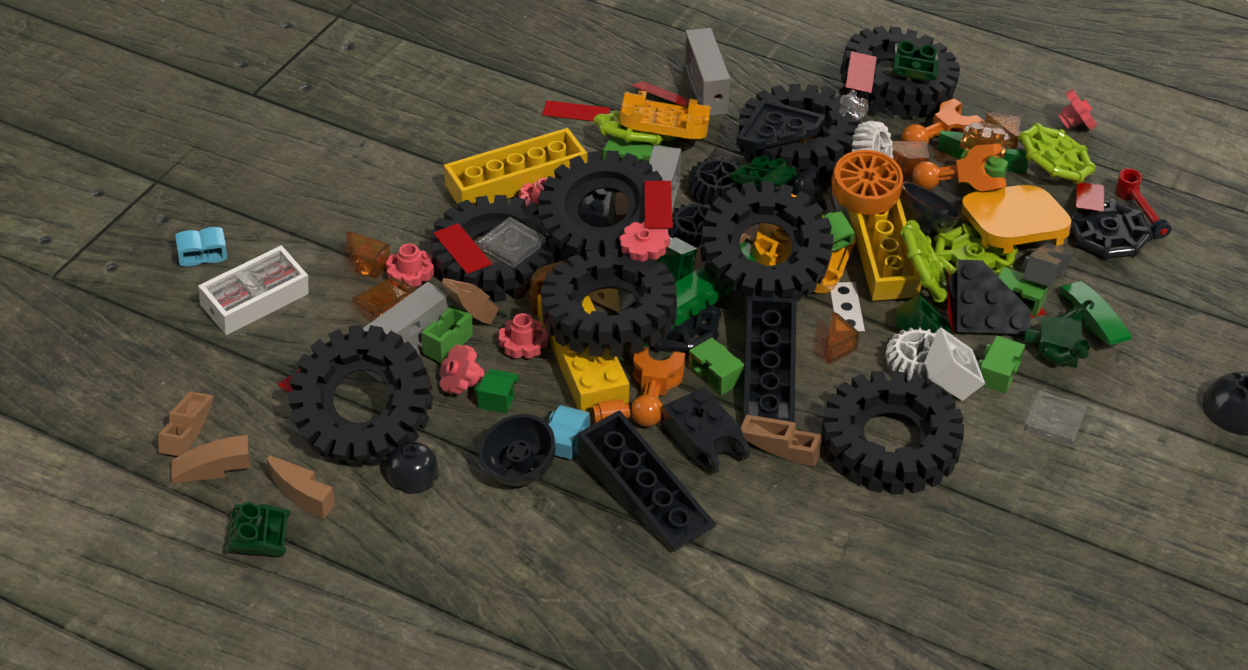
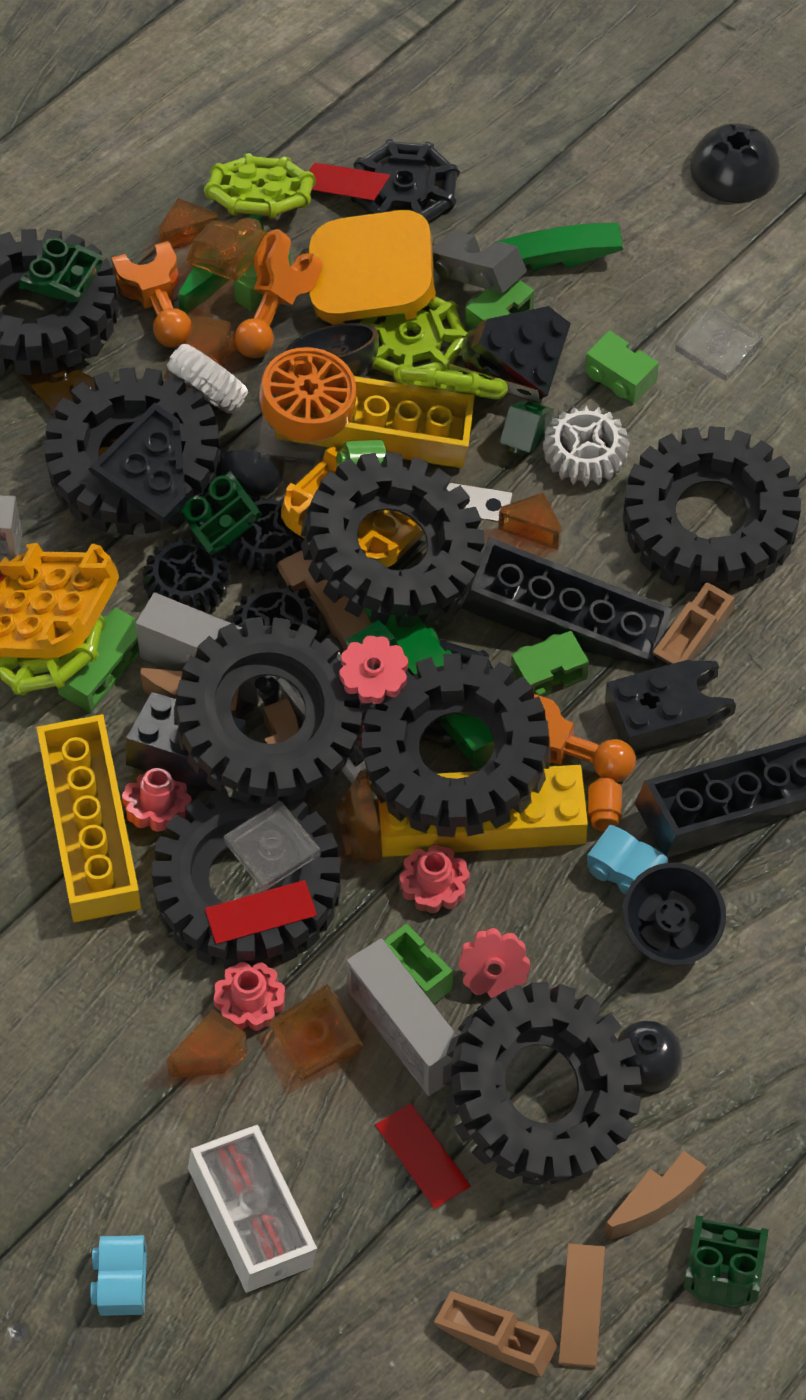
camera: 75 degrees left, 15 degrees up
(471, 300) = (376, 917): medium nougat slope -> none
(496, 390) = (535, 926): green brick -> none
(658, 204) = (316, 634): red sticker -> none
(853, 105) = (142, 365): clear brick -> none
(861, 72) = (54, 339): sticker -> none
(953, 366) = (632, 411): white slope -> none
(1060, 337) = (595, 294): dark green torso -> none
(1077, 112) = (183, 138): coral plant -> none
(1129, 188) = (337, 134): red piece -> none

